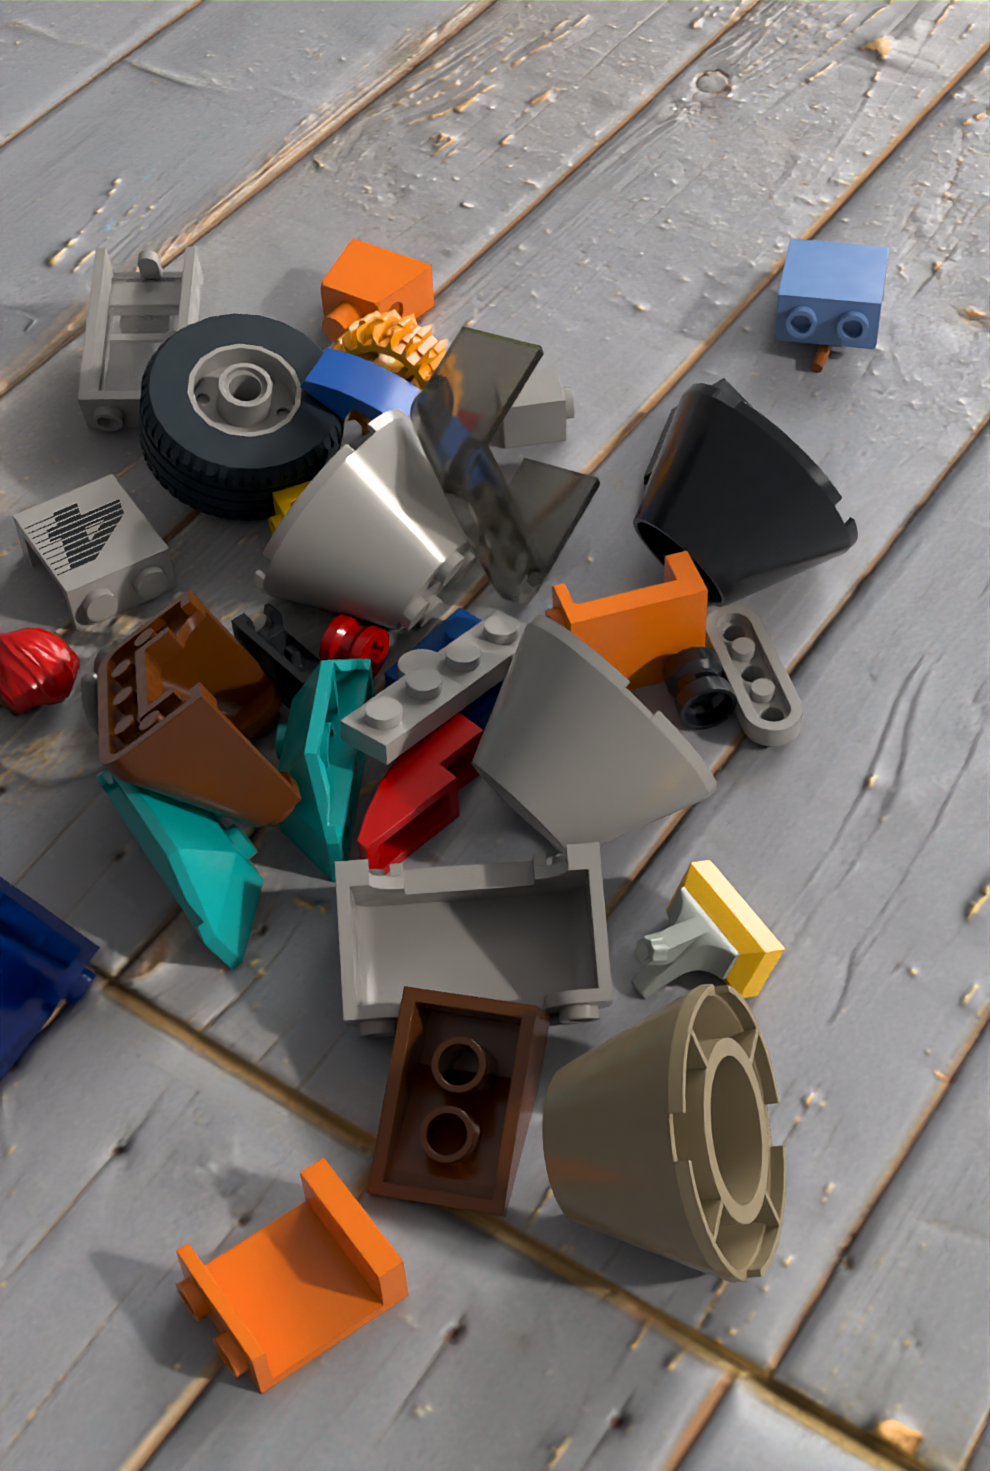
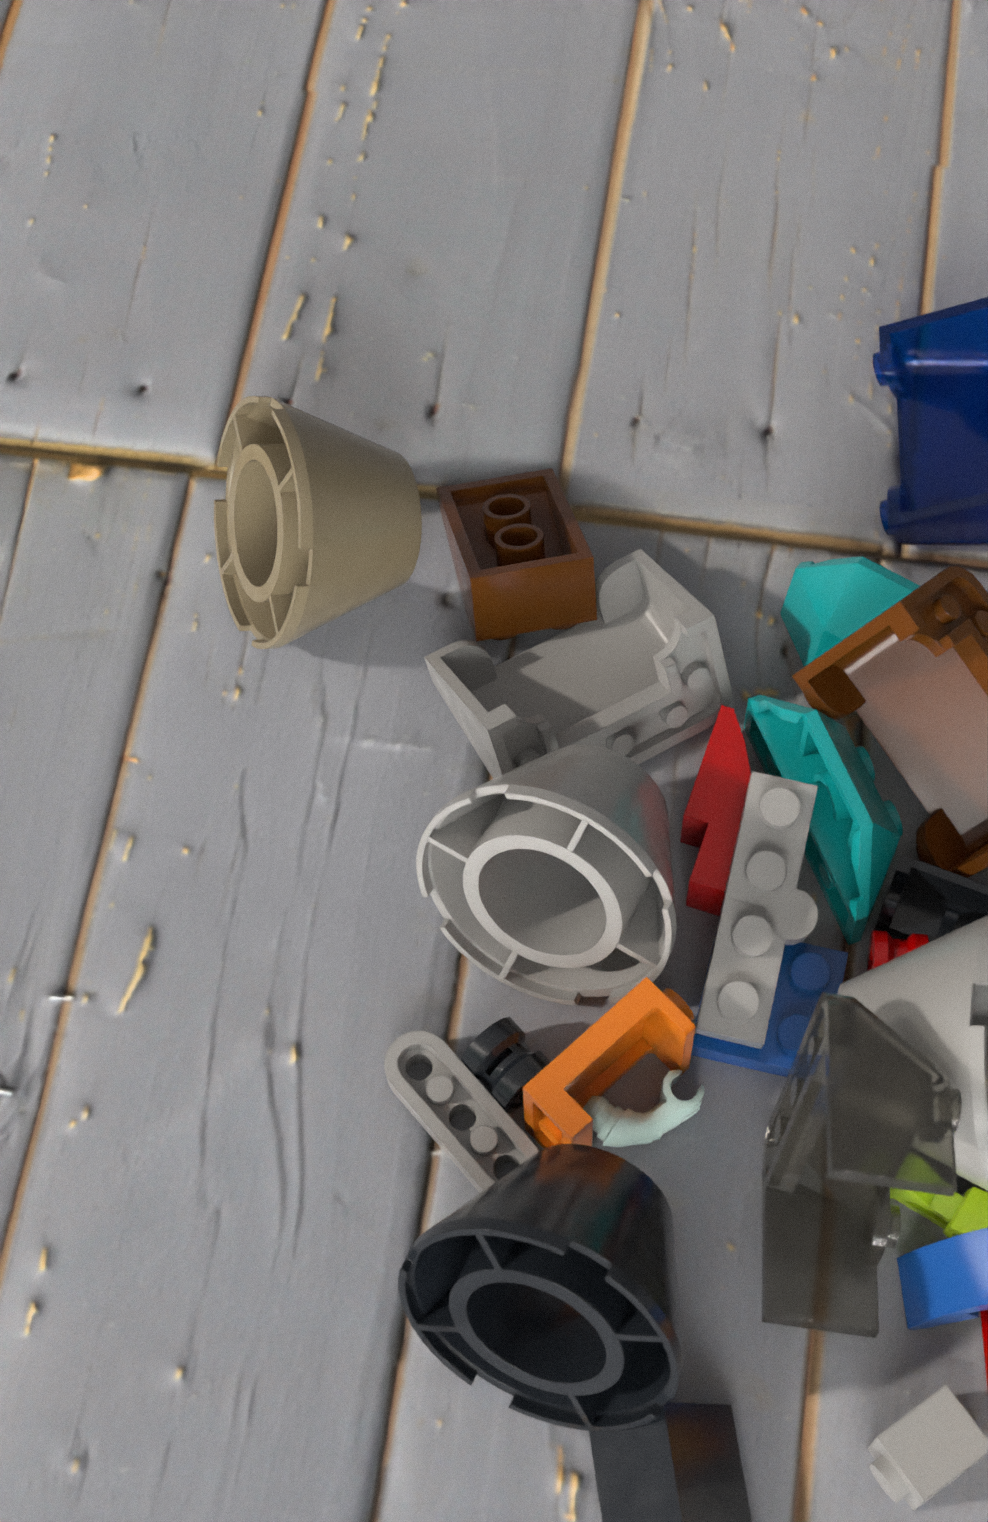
camera: 155 degrees right, 15 degrees up
(295, 1282) = (567, 378): orange panel -> none
(710, 933) = (377, 768): piece -> none

